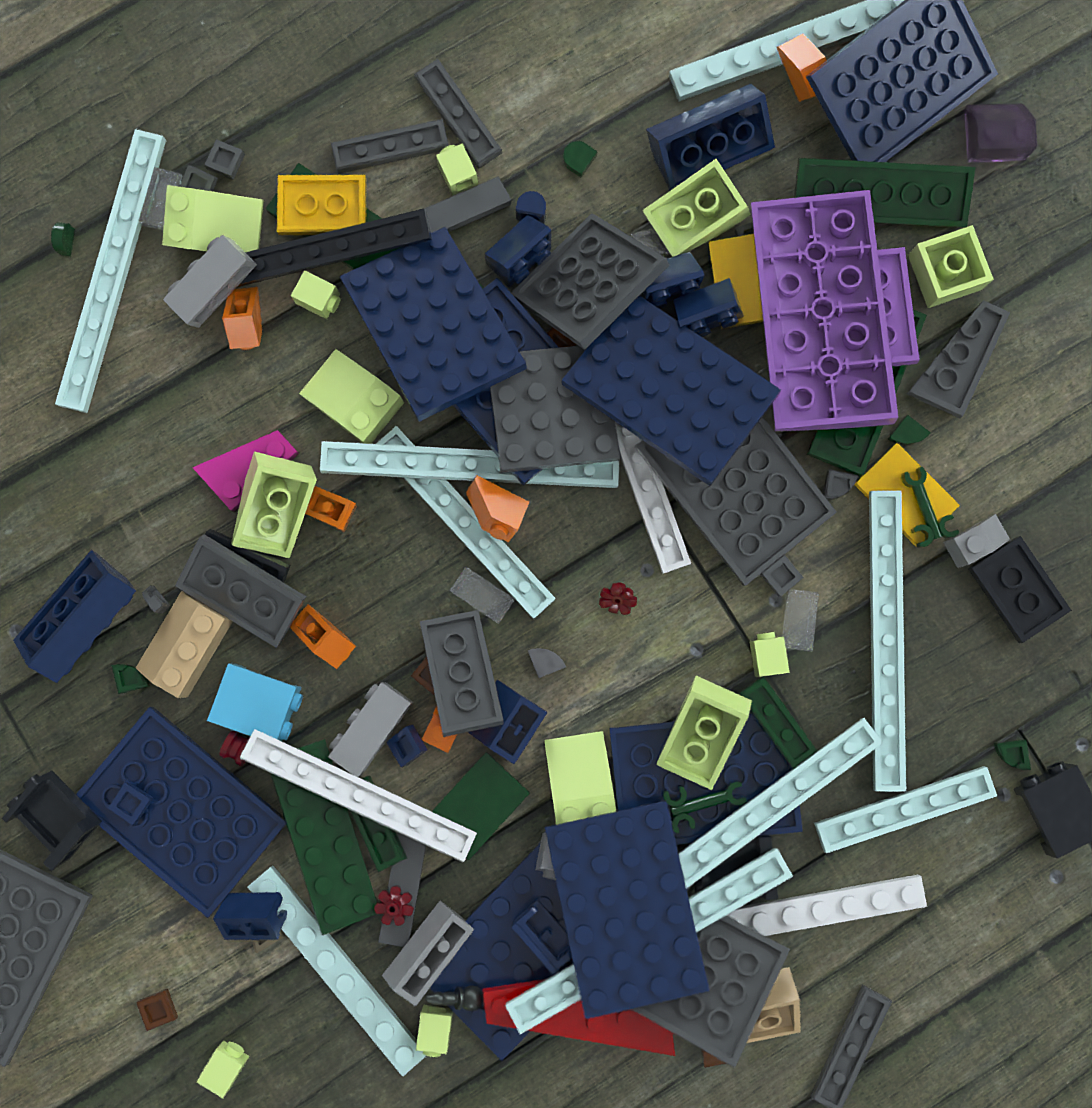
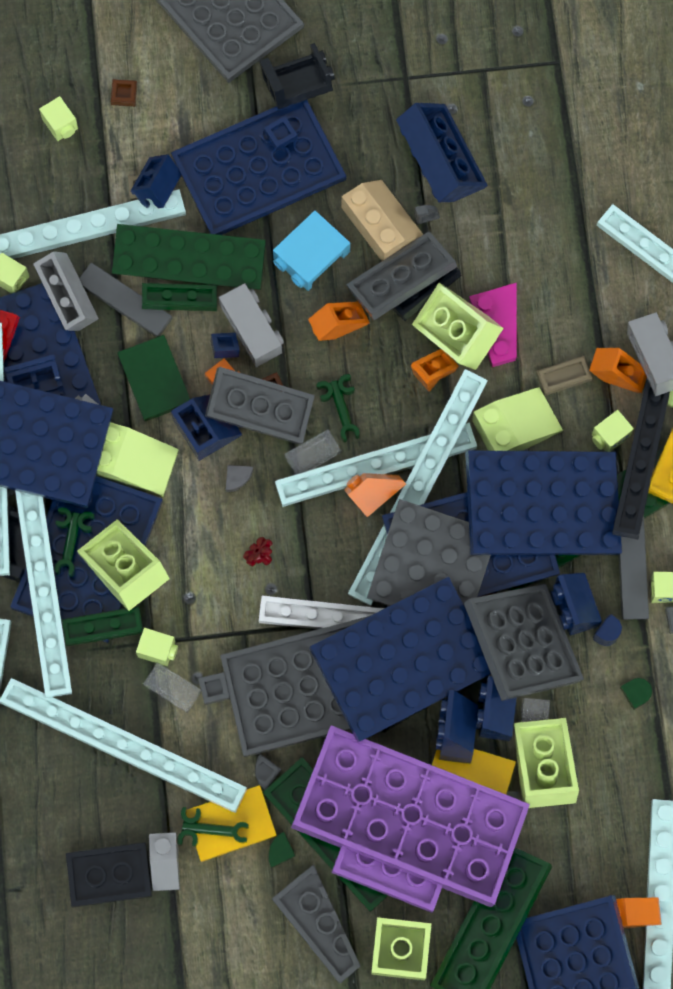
camera: 115 degrees right, 10 degrees down
(128, 678) = (376, 170): dark green tile -> none
(234, 746) = (284, 224): dark red wheel -> none
(274, 373) = (564, 375): none -> dark tan tile
(358, 795) = (204, 291): white plate -> none
(396, 900) = (111, 284): dark red plant -> none
(400, 603) = (337, 390): none -> dark green bar
(468, 998) = (18, 304): pearl dark grey bar -> none
(722, 129) = (605, 807): dark blue slope -> none

